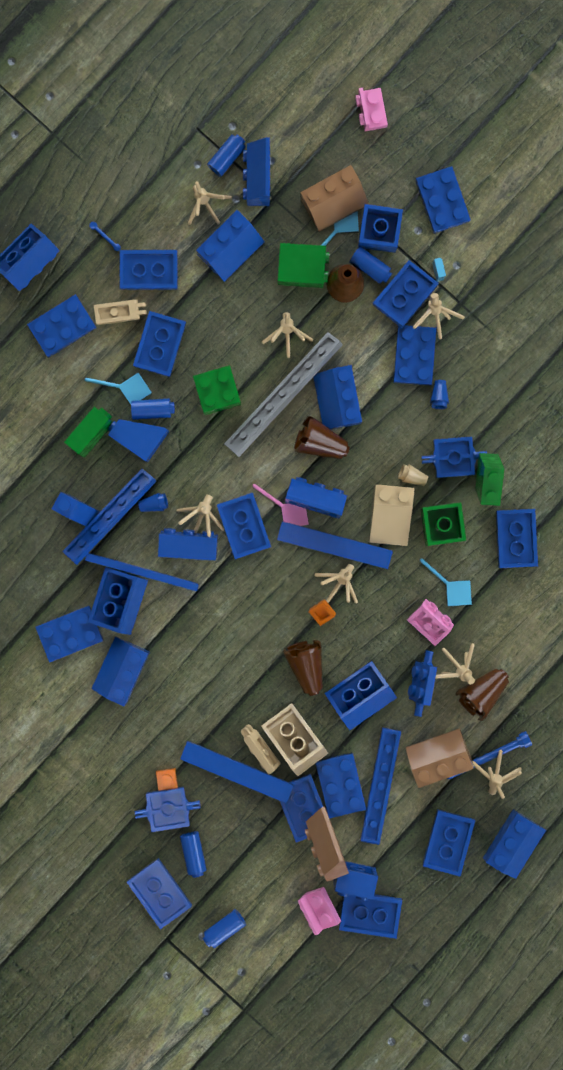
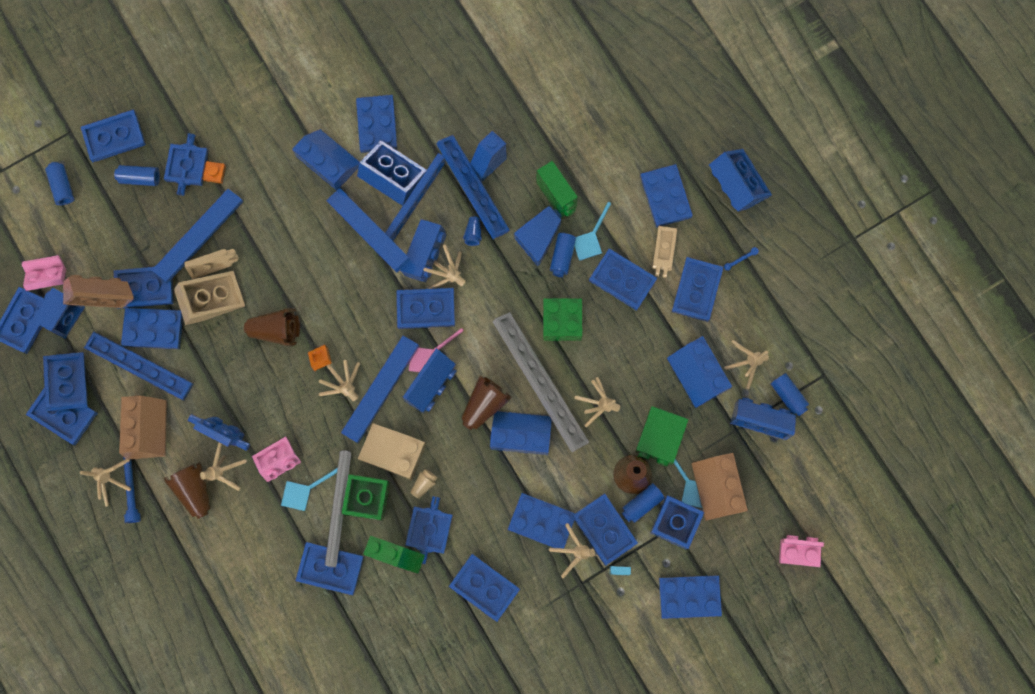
camera: 110 degrees right, 10 degrees down
(184, 604) = (368, 230): none -> blue tile
(360, 695) = (228, 370): blue slope -> none
(418, 849) = (65, 381): none -> blue plate
(439, 395) = (494, 534): blue cone -> none
(459, 548) = (337, 516): none -> light grey axle
(491, 390) = (484, 587): none -> blue plate
(514, 844) = (36, 476): blue slope -> none

